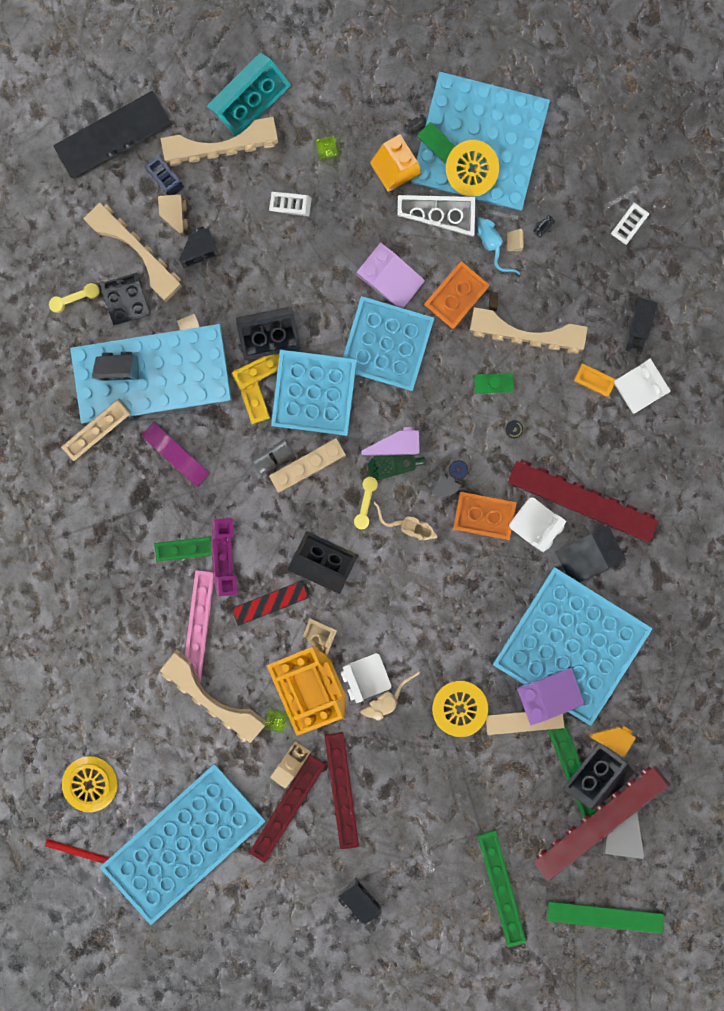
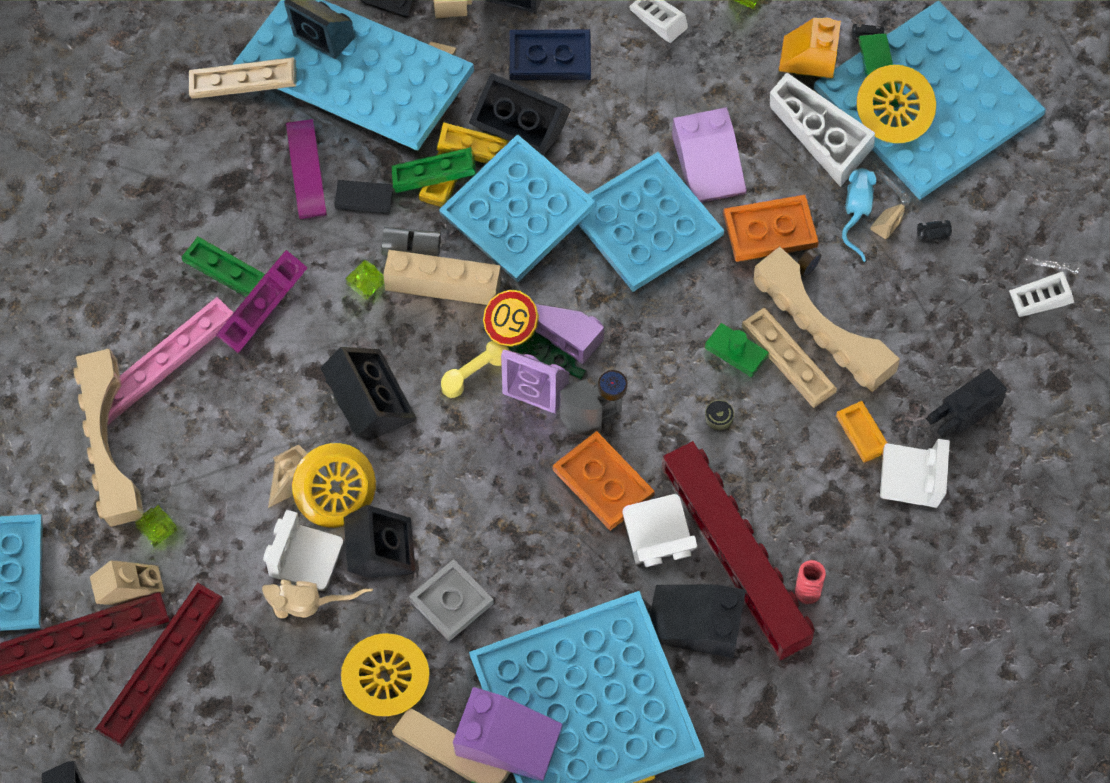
camera: 35 degrees right, 25 degrees down
(222, 447) = (364, 196): none -> black tile
(249, 404) = (433, 170): none -> green tile
(250, 277) = (550, 54): none -> dark blue tile
(264, 496) = (365, 279): none -> clear neon green tile
(270, 603) = (268, 393): tile -> none
(309, 689) = (227, 513): light orange slope -> none
(356, 618) = (310, 466): none -> yellow piece
(365, 463) = (510, 318): none -> piece
(399, 642) = (378, 543): none -> black slope
(406, 487) = (532, 380): none -> lavender slope
(411, 527) = (505, 427): tan animal -> none
(460, 643) = (451, 600): none -> light grey plate
(524, 366) = (789, 357): none -> tan tile
(628, 493) = (810, 582): none -> coral piece

